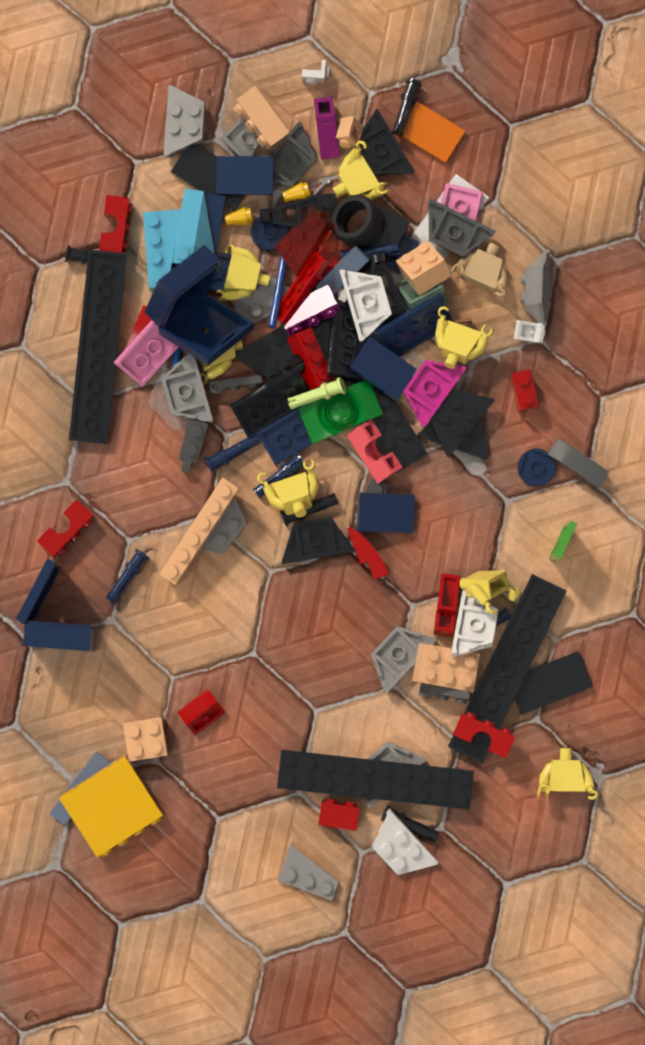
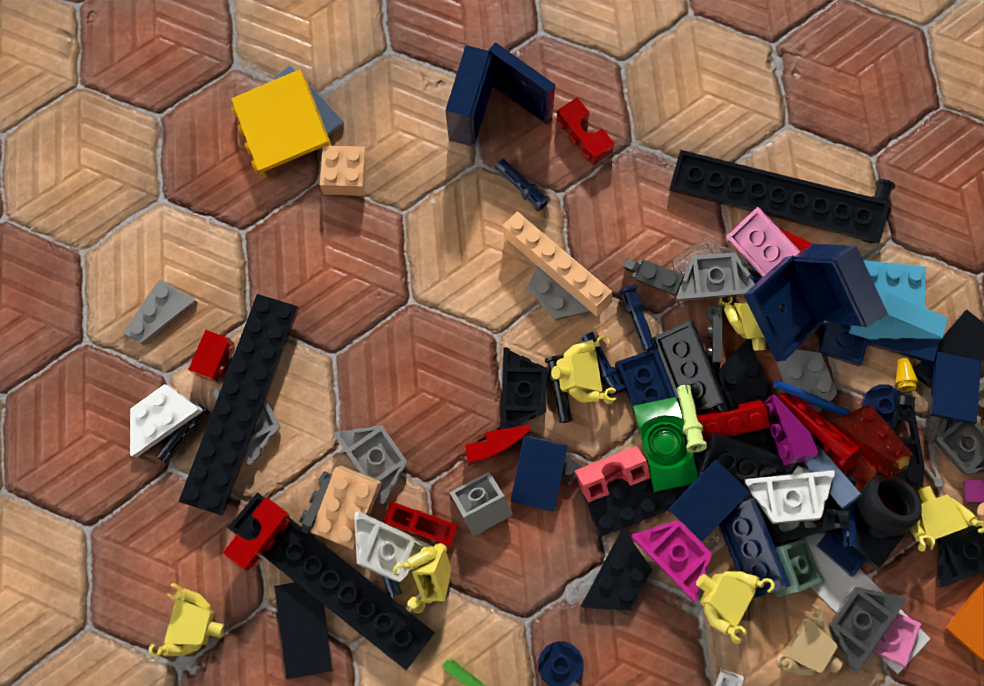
camera: 105 degrees right, 10 degrees down
(118, 209) = (928, 247): red arch -> none
(201, 712) = (359, 233): red panel -> none
(242, 275) = (839, 362): light yellow torso -> none
(297, 192) = (929, 445): yellow cone -> none
(419, 556) = (481, 503): none -> light grey slope
(423, 268) = (823, 573): light nougat brick -> none
(458, 417) = (636, 580): black wing -> none
(524, 390) = (655, 668): red brick -> none

